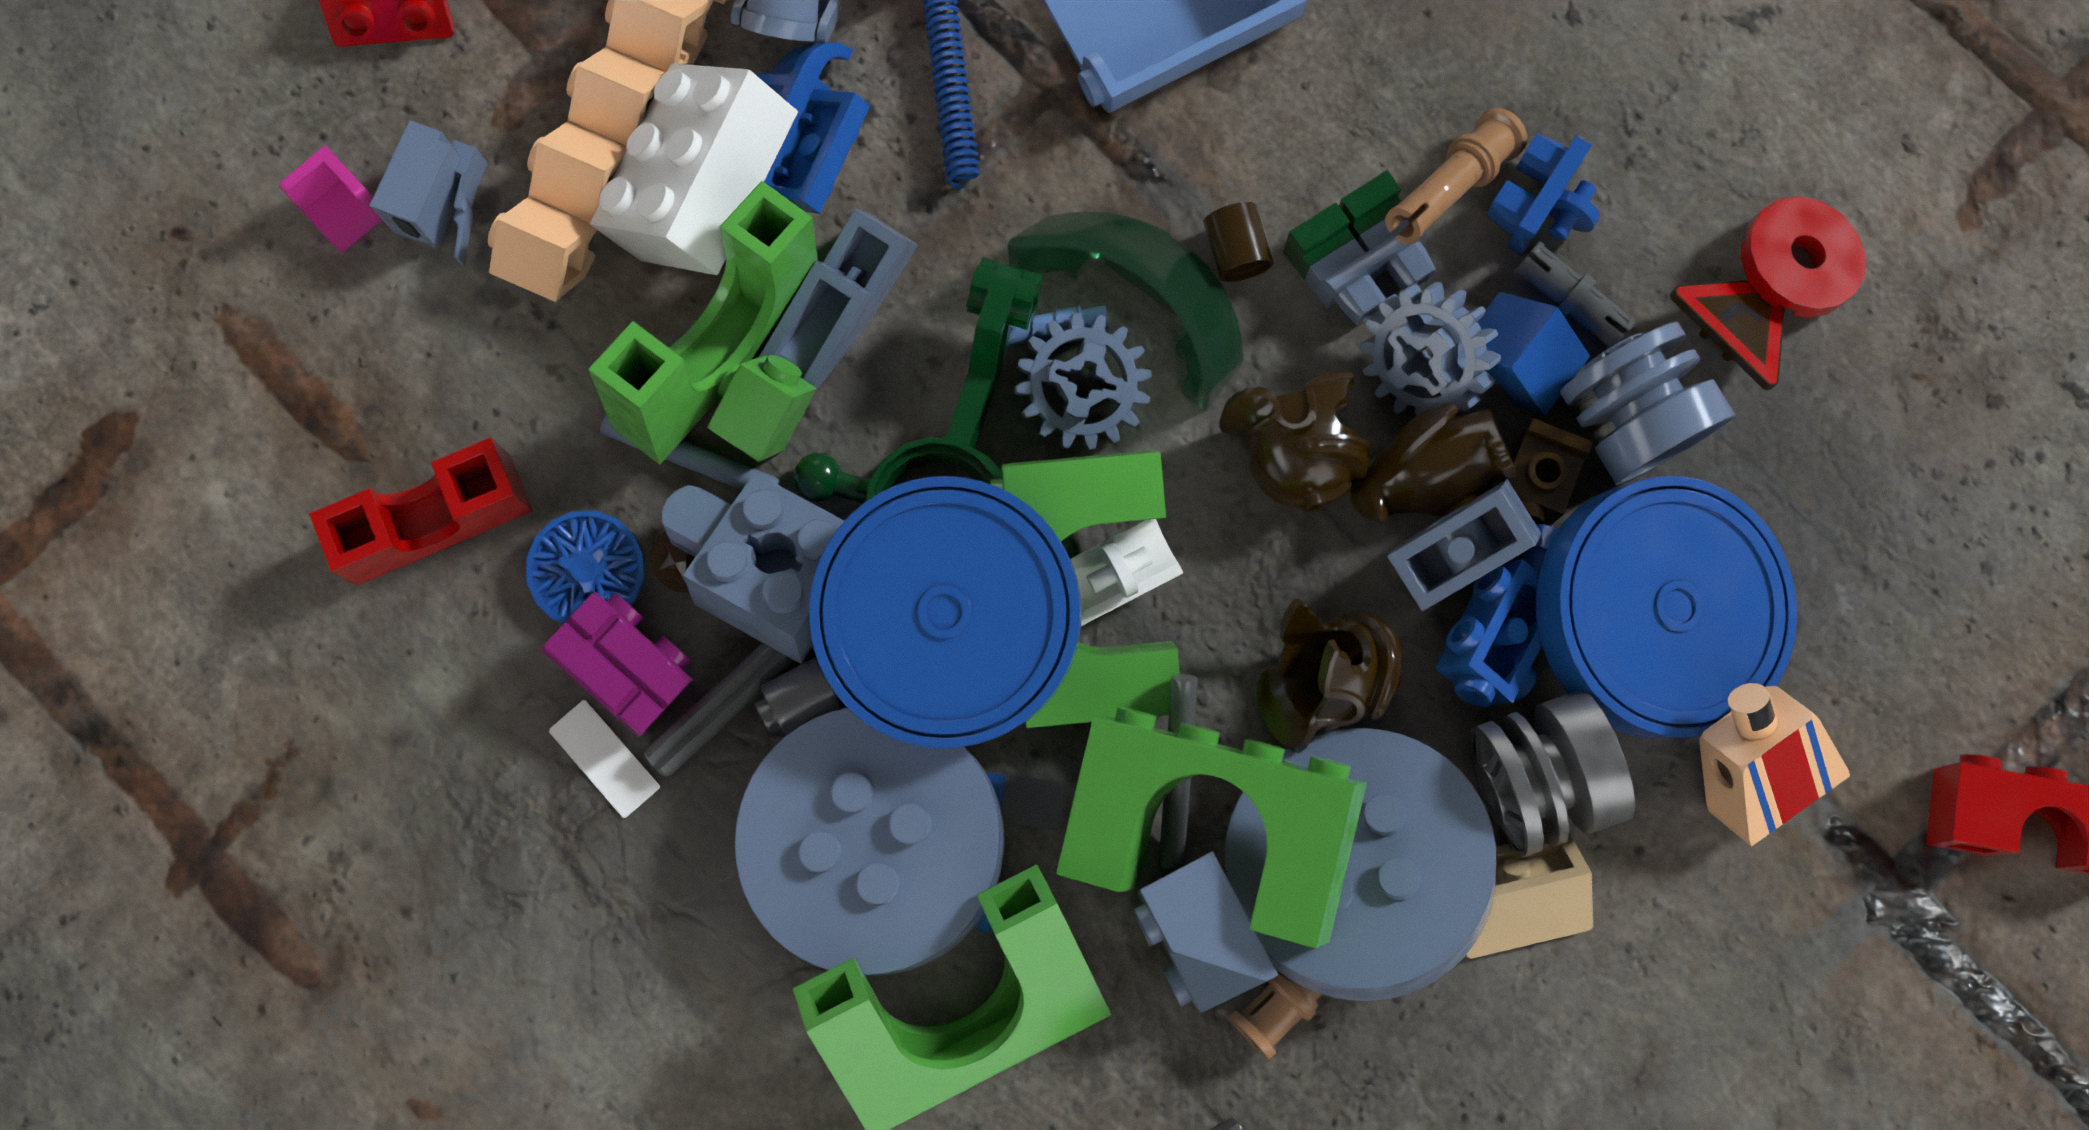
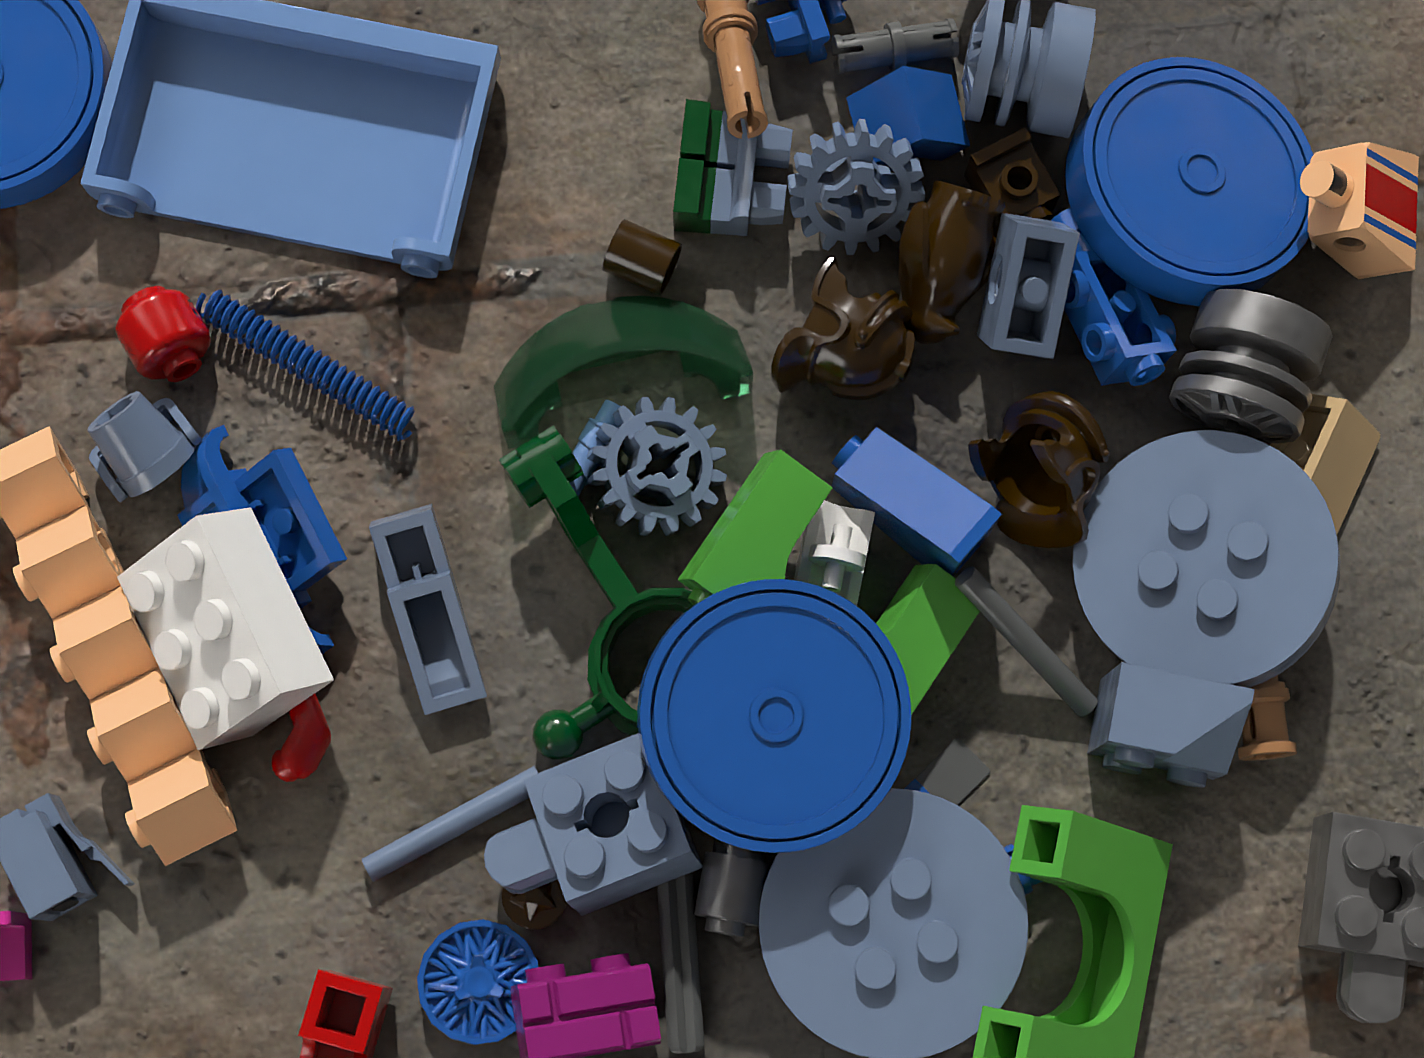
camera: 55 degrees left, 0 degrees up
(663, 300) = (305, 743): none -> red arm
(664, 391) = (391, 789): bright green arch -> none
(761, 405) = (465, 731): bright green brick -> none
(1216, 596) = (913, 501): none -> slope
(1305, 813) = (1143, 565): bright green arch -> none

